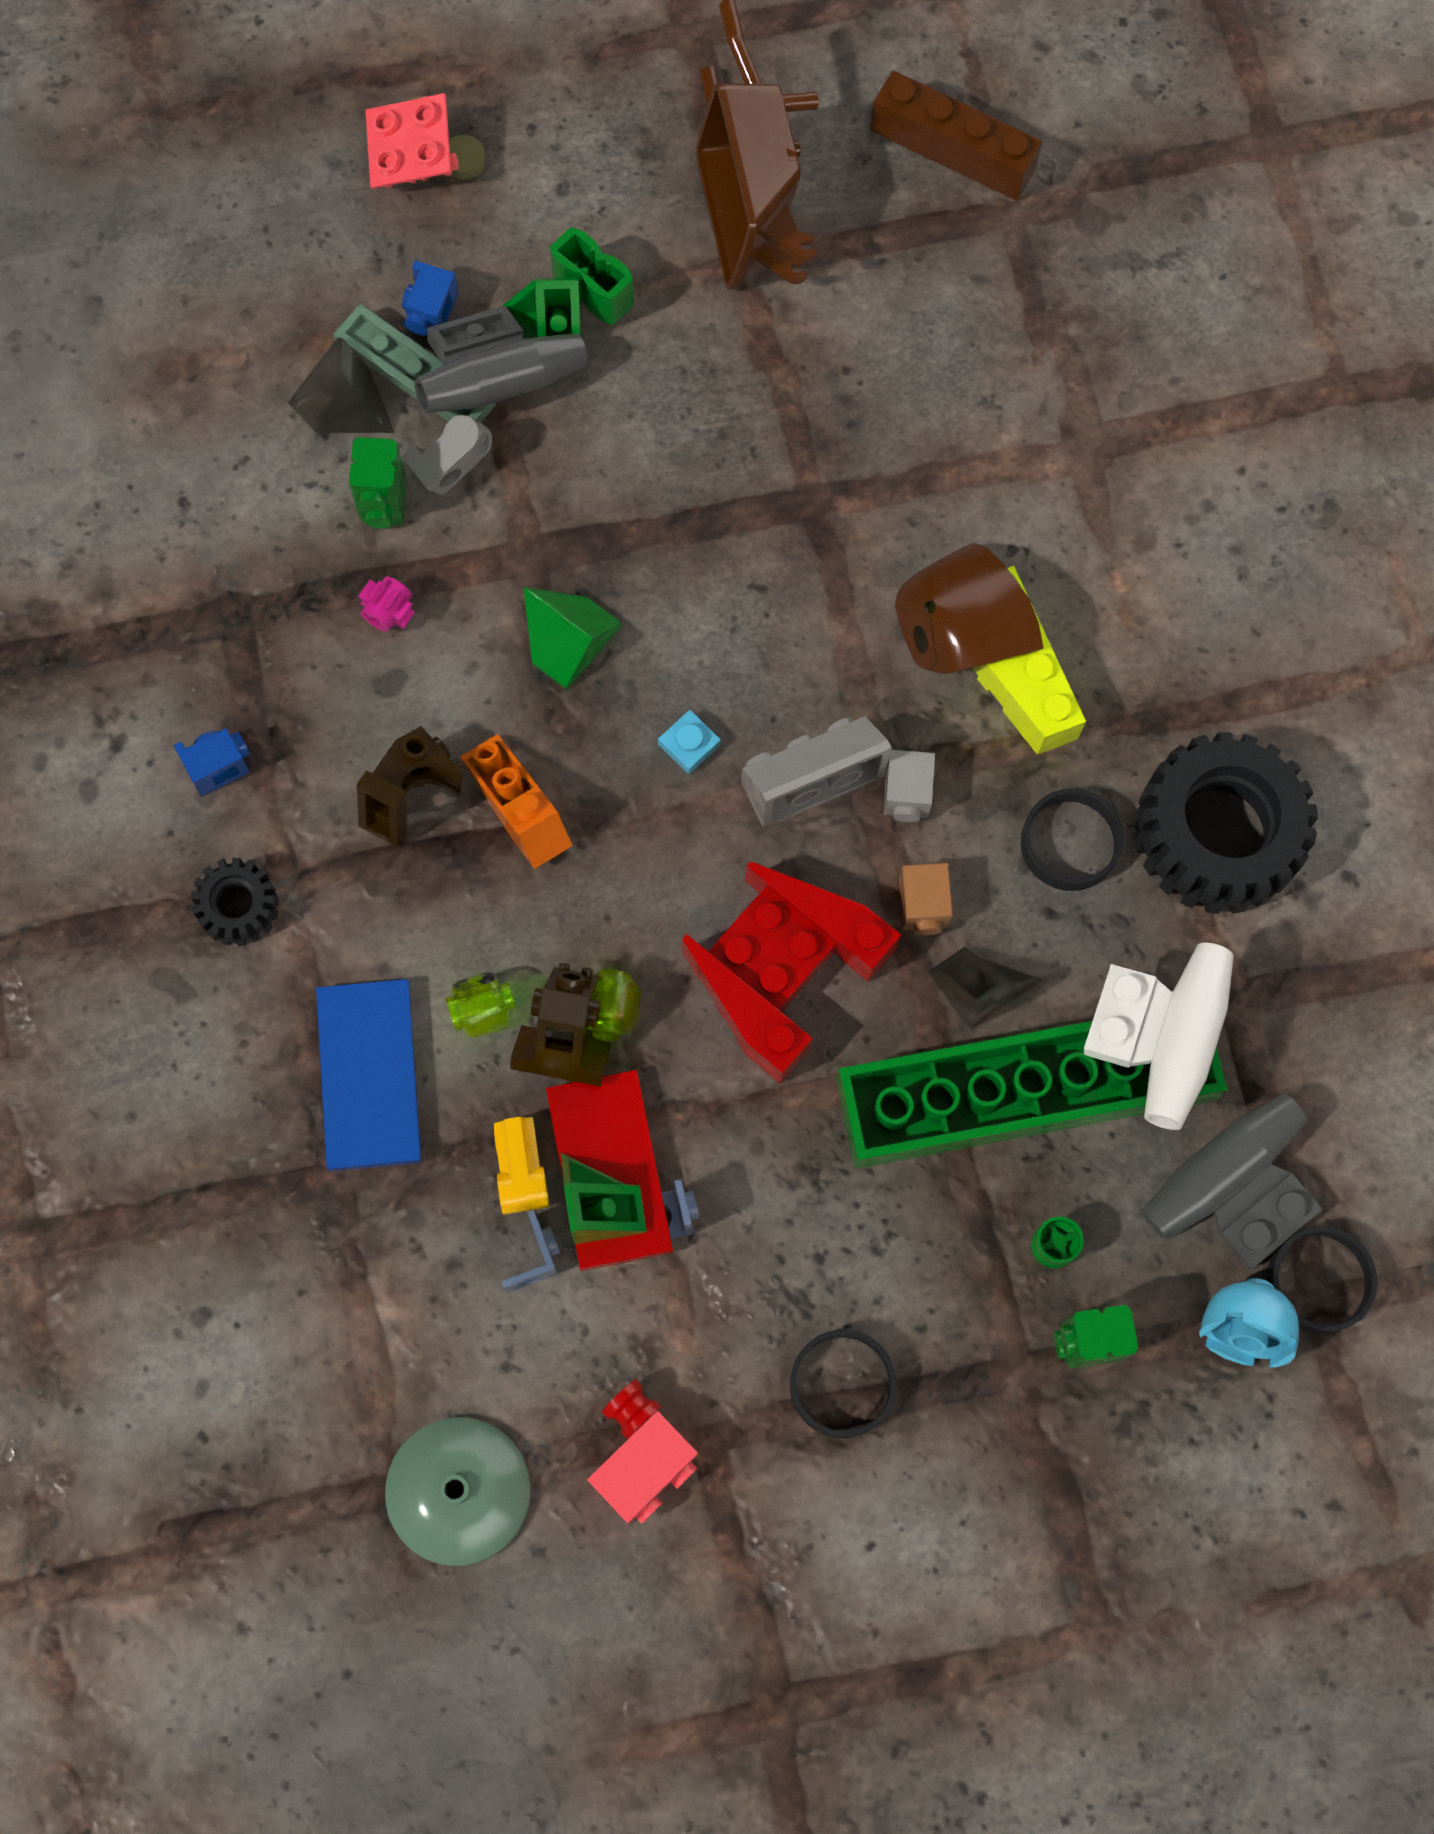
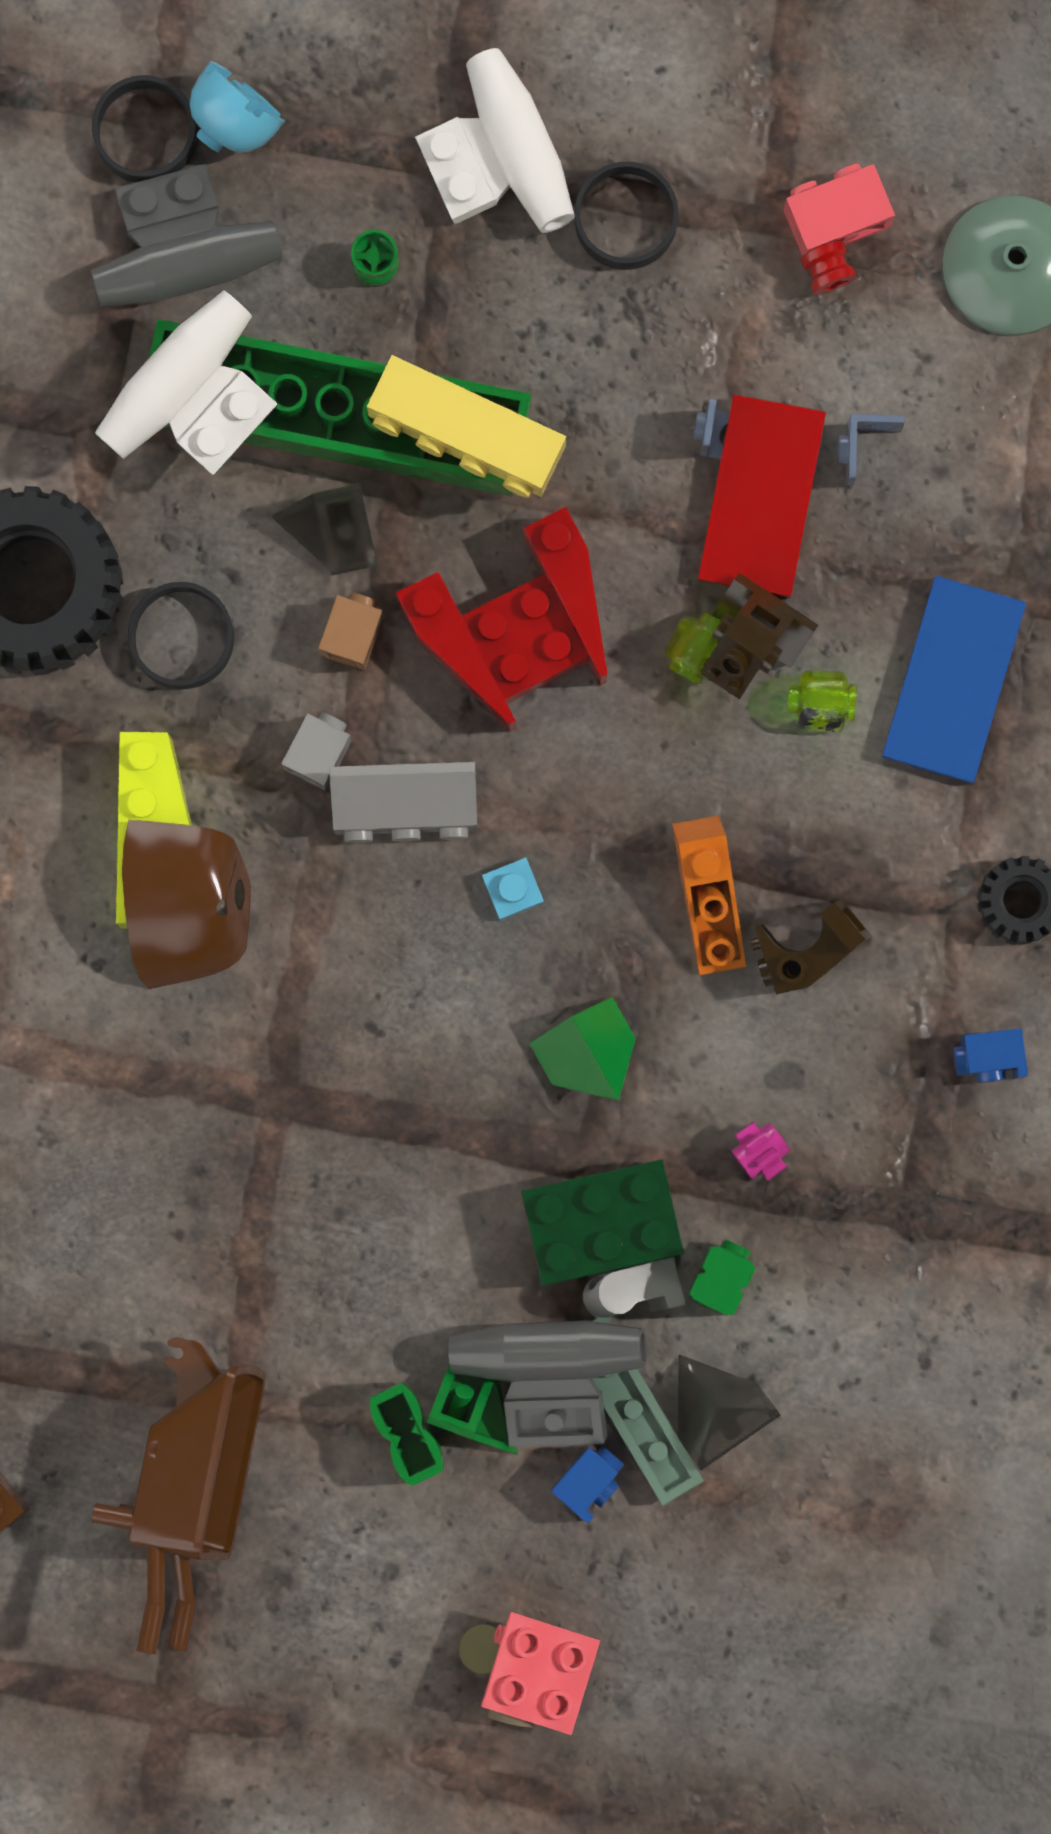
camera: 155 degrees left, 10 degrees up
(498, 496) = (602, 1222): none -> dark green brick
(521, 1179) = (847, 518): yellow piece -> none
(600, 1204) = (785, 460): green slope -> none
(904, 1095) = (466, 427): none -> light yellow brick
(988, 1394) = (501, 149): none -> white plate
(1096, 1337) = (382, 152): green brick -> none

